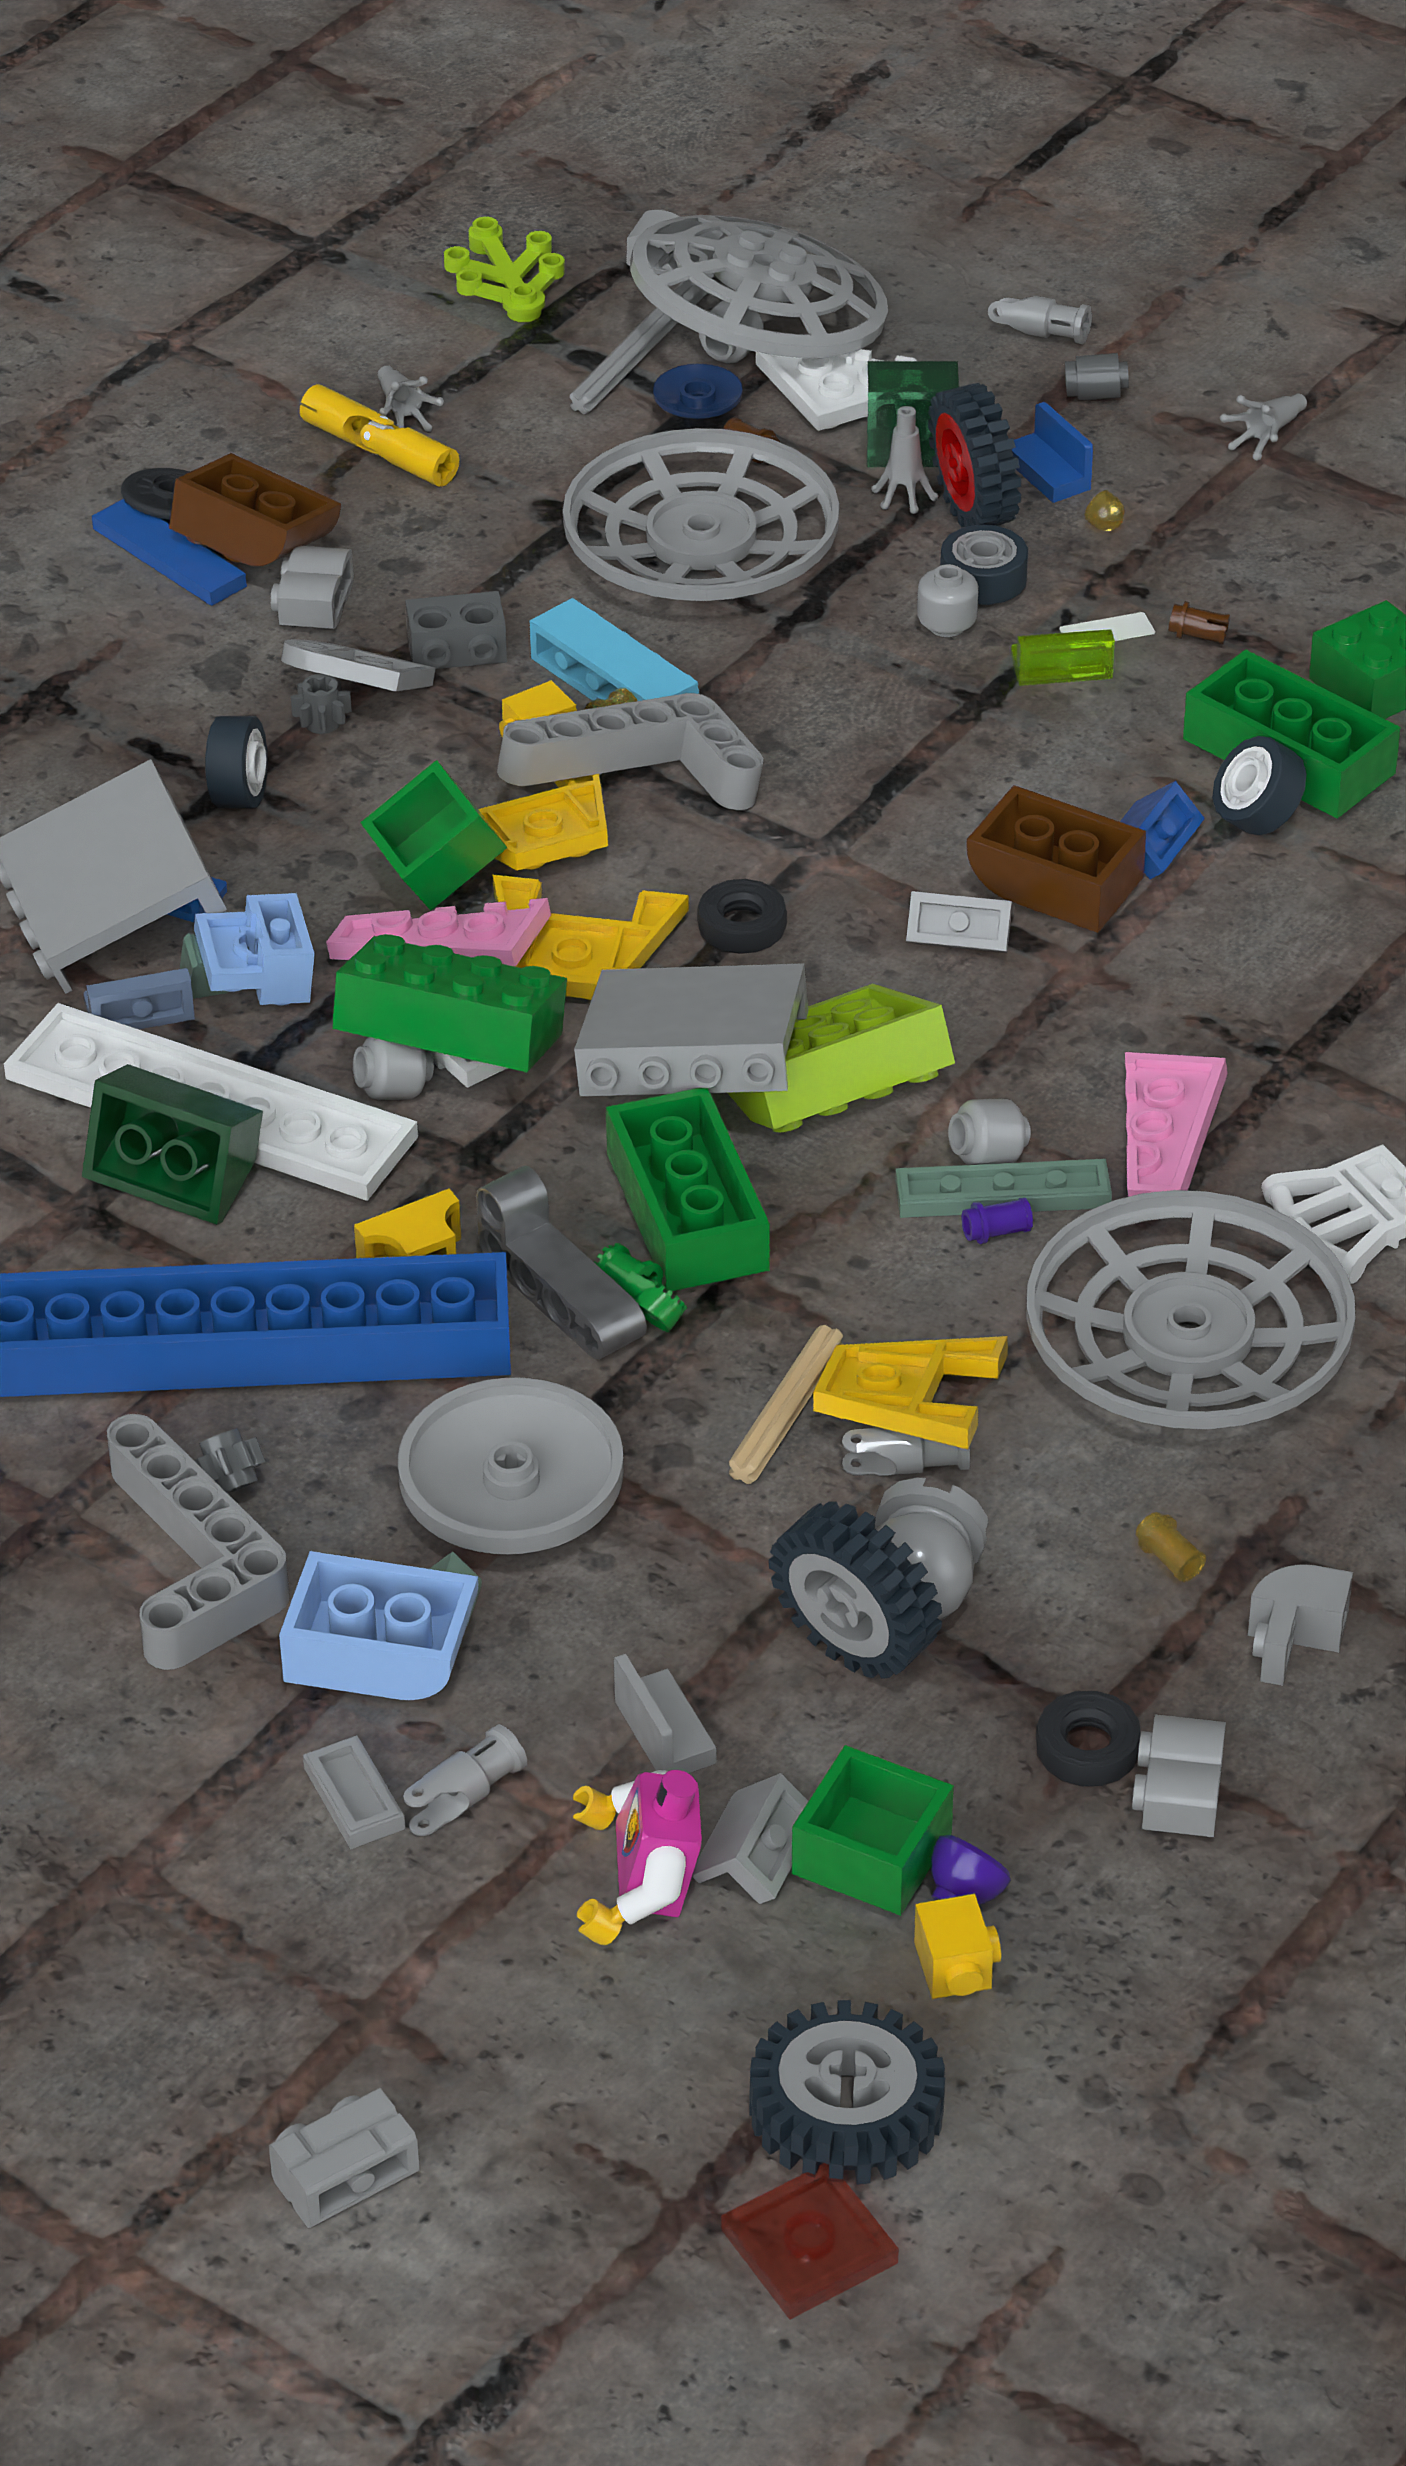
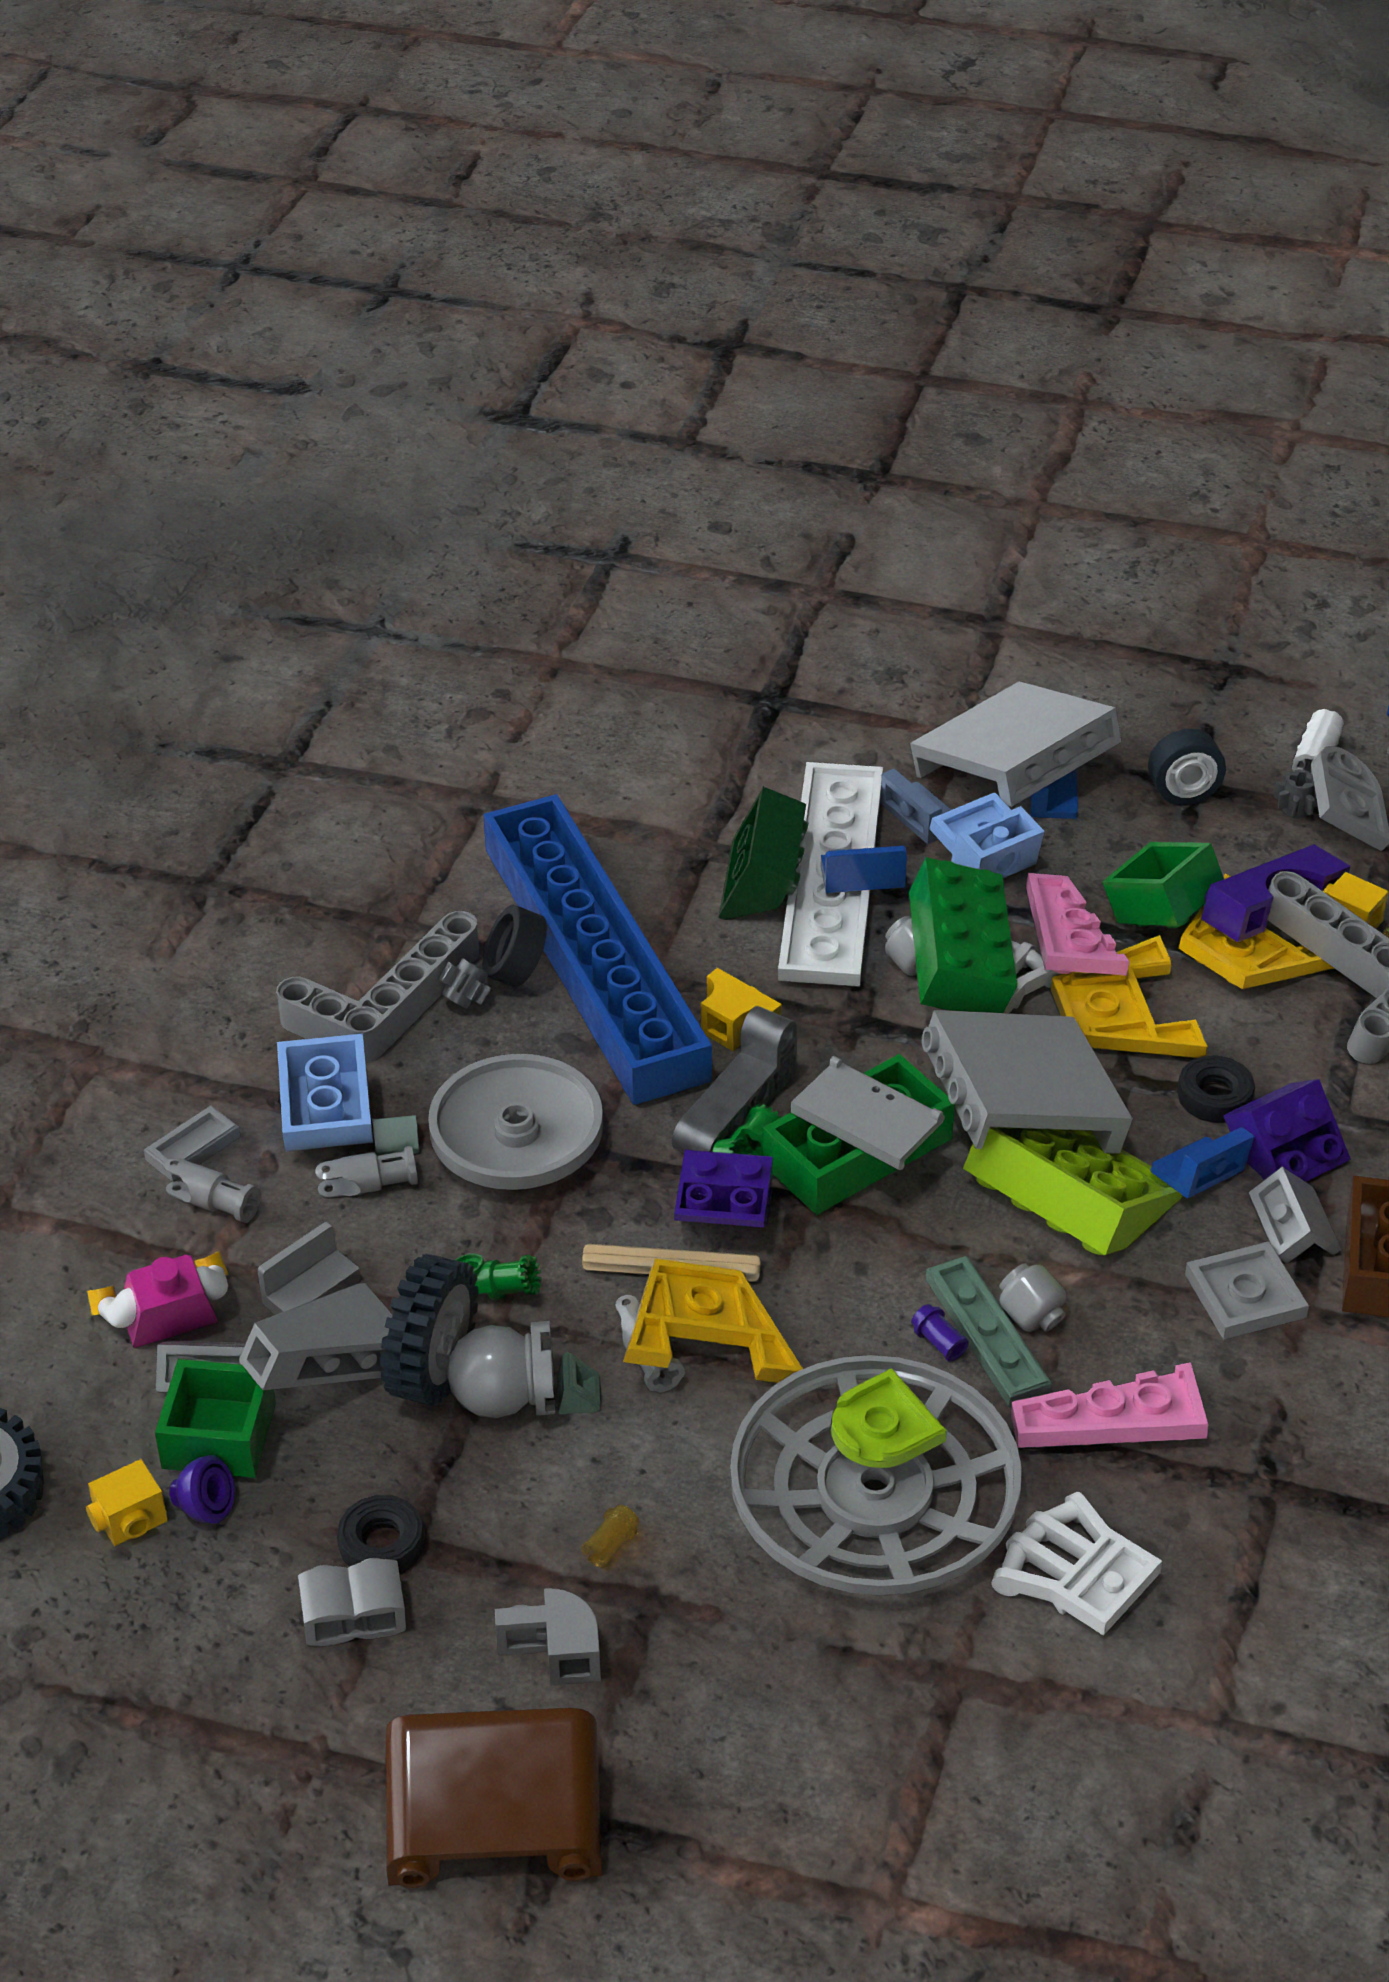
camera: 70 degrees right, 0 degrees up
(231, 1362) = (514, 945): none -> black tyre
(245, 664) = (1321, 732): none -> white axle
(252, 1058) = (864, 869): none -> blue panel
(504, 786) = (1243, 903): none -> dark purple arch
(511, 1623) = (366, 1173): none -> light grey piece
(700, 1151) = (866, 1113): none -> light grey door
(723, 1321) = (725, 1189): none -> dark purple slope
(749, 1547) = (504, 1278): none -> green connector
(810, 1693) = (319, 1341): none -> light grey slope
(845, 880) = (1291, 1131): none -> dark purple slope
(860, 957) = (1205, 1162): none -> blue panel
(1038, 987) = (1246, 1290): none -> light grey tile
(1139, 1274) = (884, 1423): none -> lime tile

